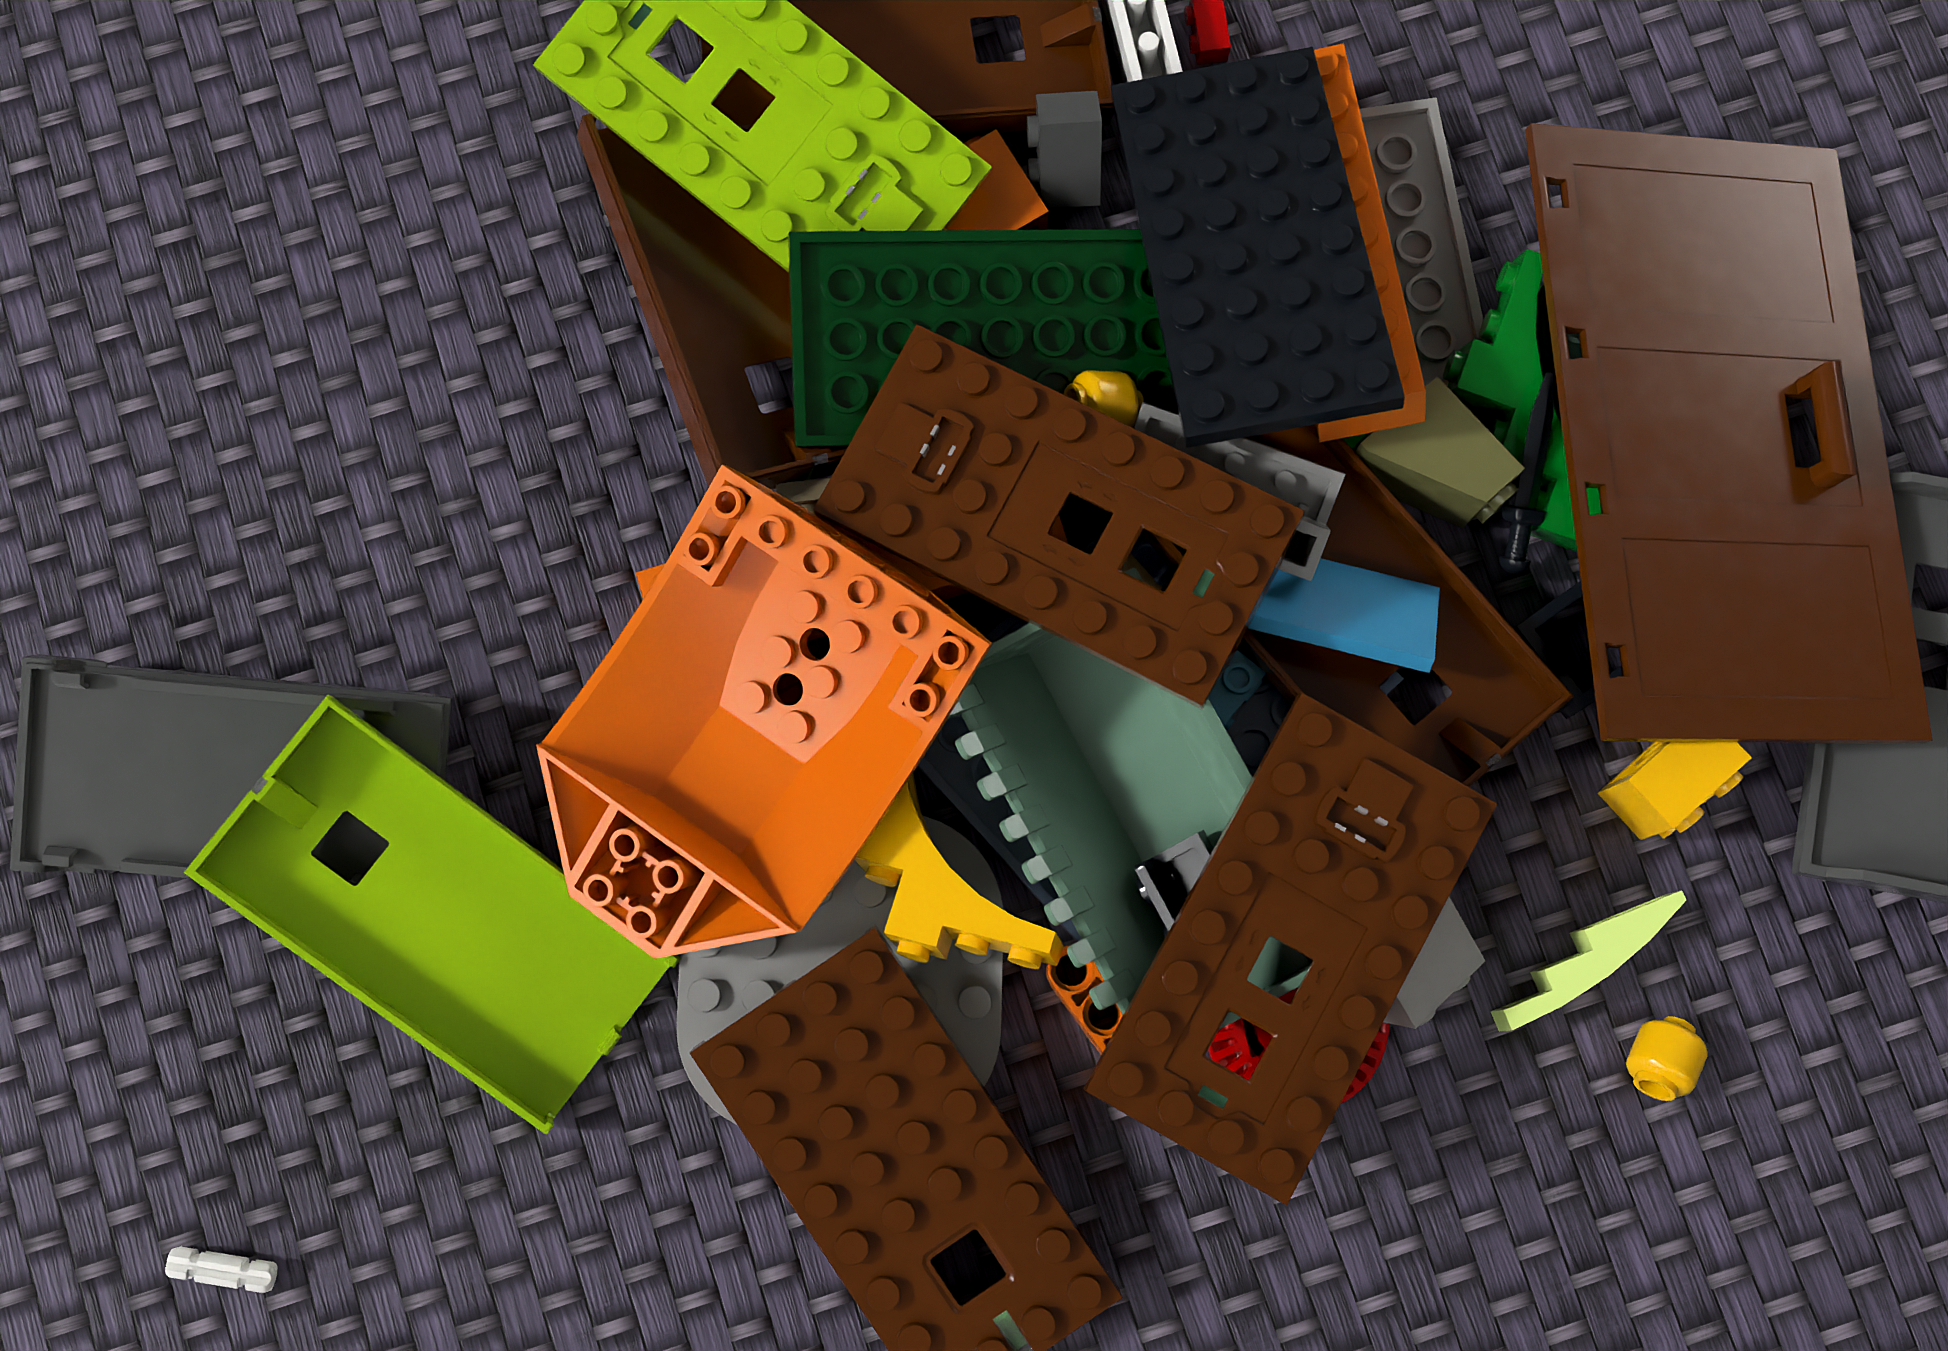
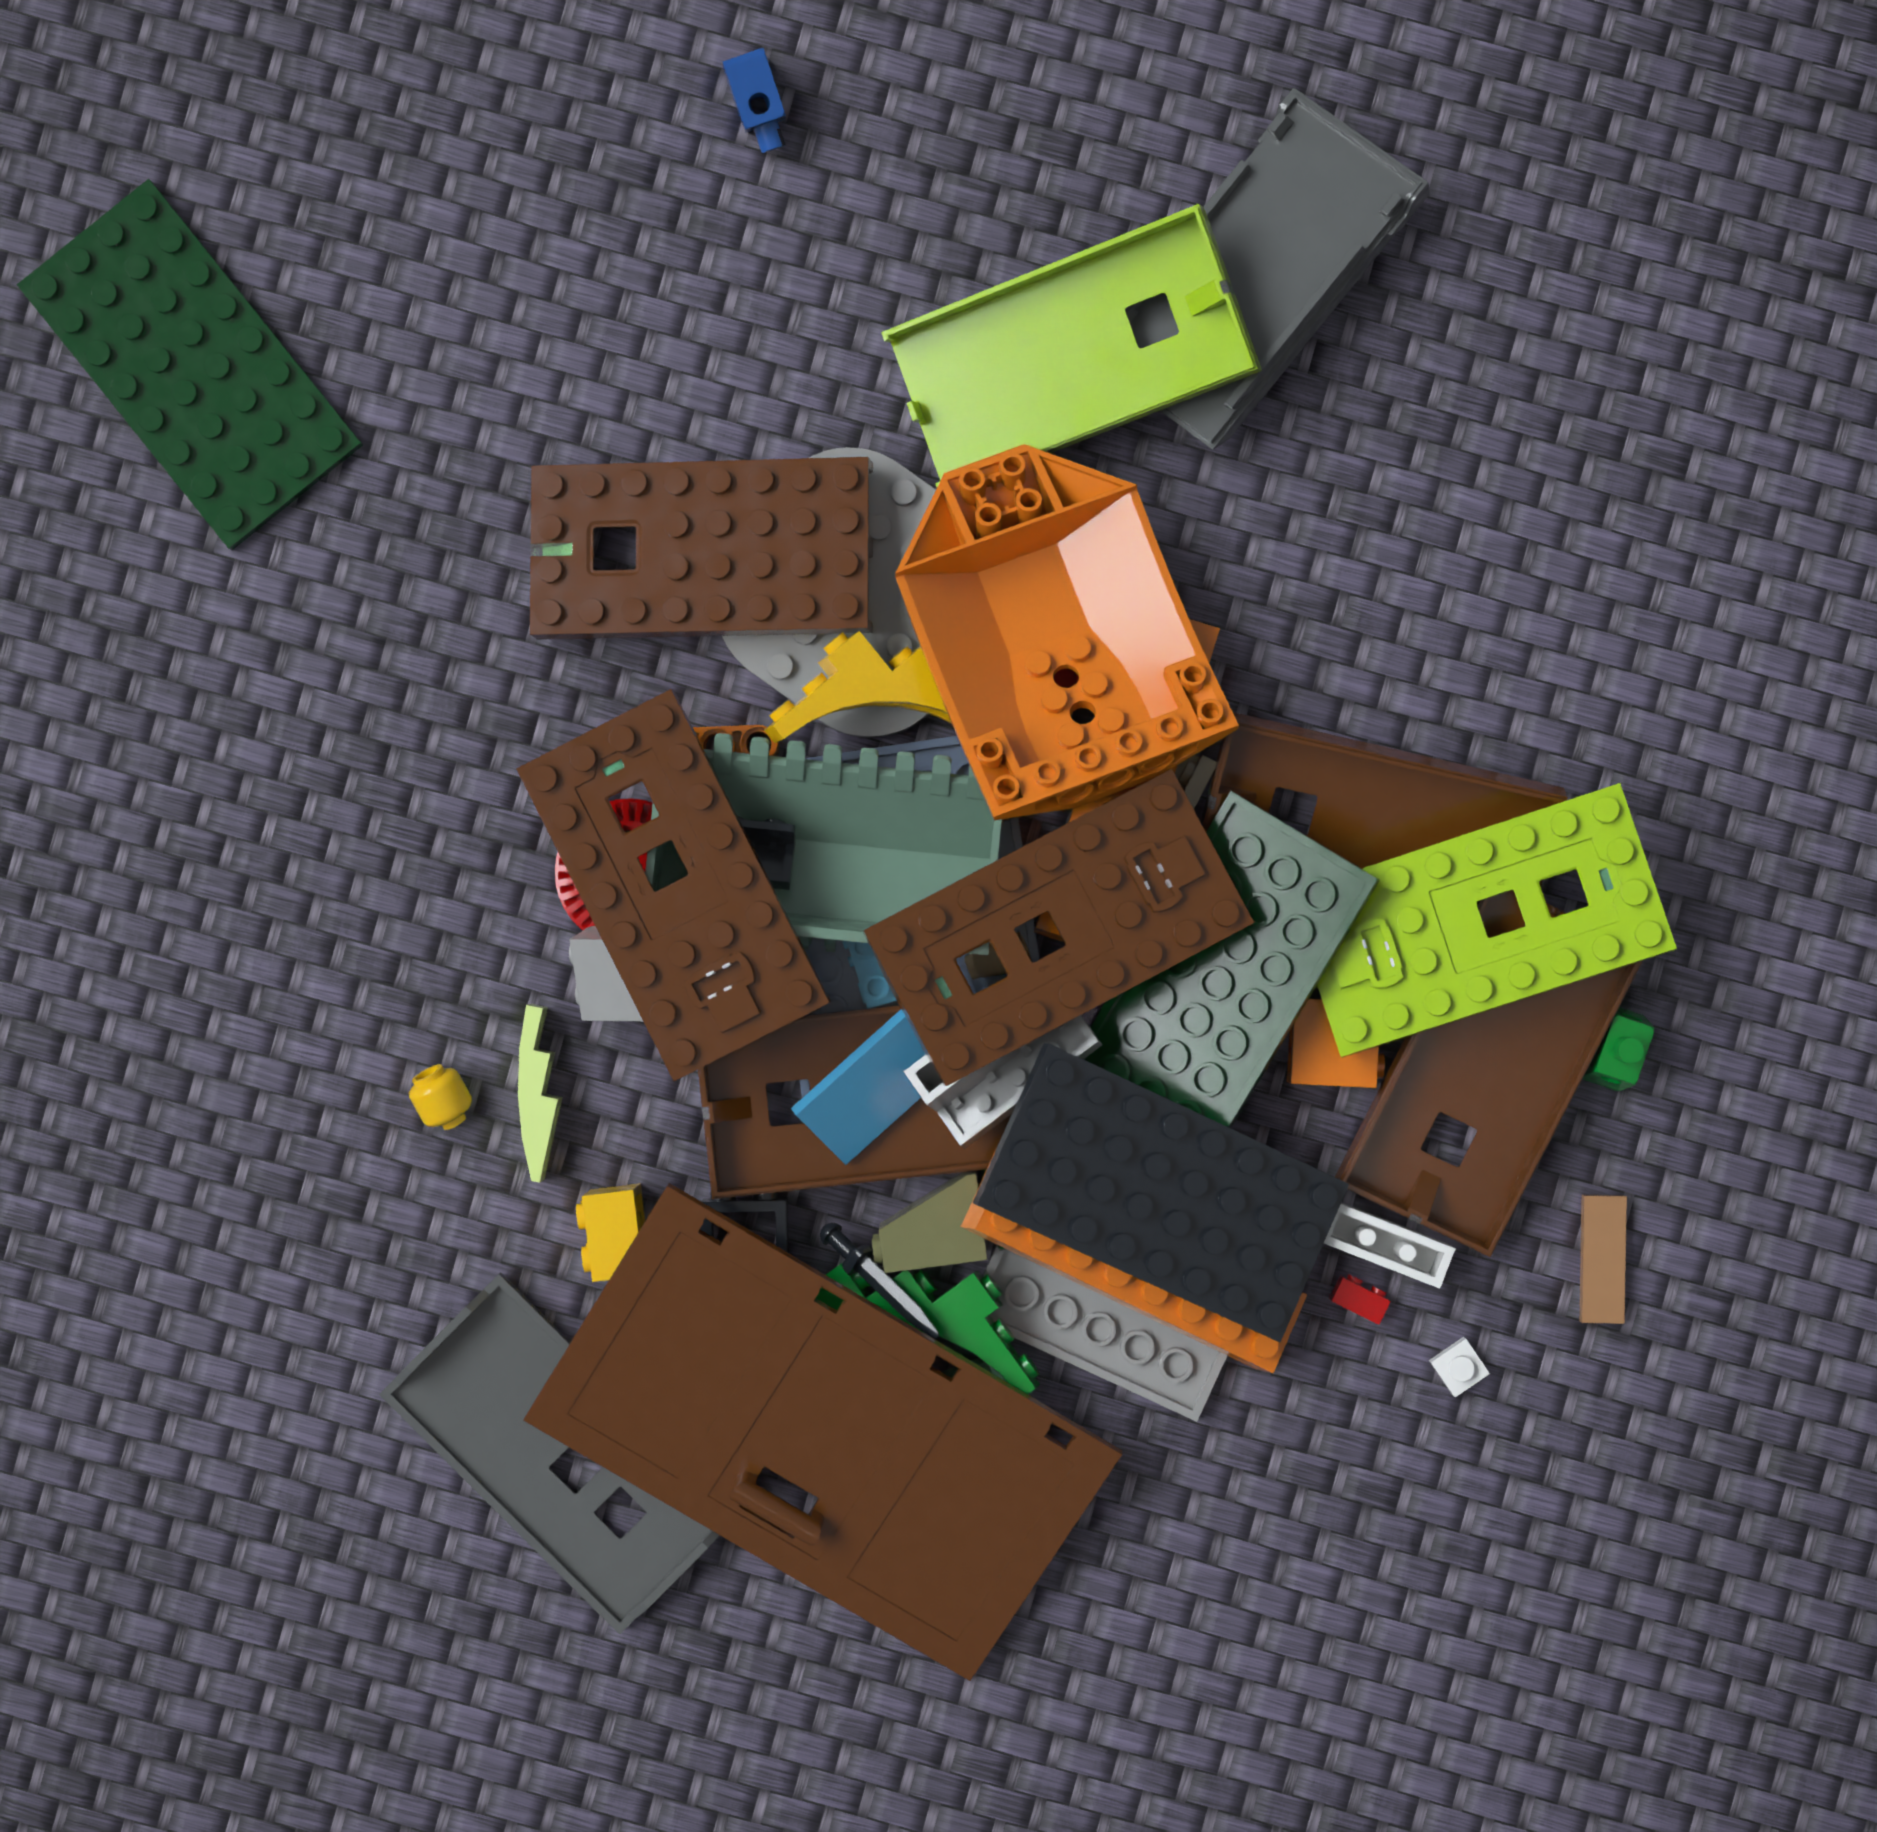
camera: 130 degrees right, 10 degrees up
(221, 1269) = (937, 69): white axle -> none
(1067, 149) = (1327, 1125): dark grey brick -> none
(1108, 393) = (1121, 1020): yellow head -> none

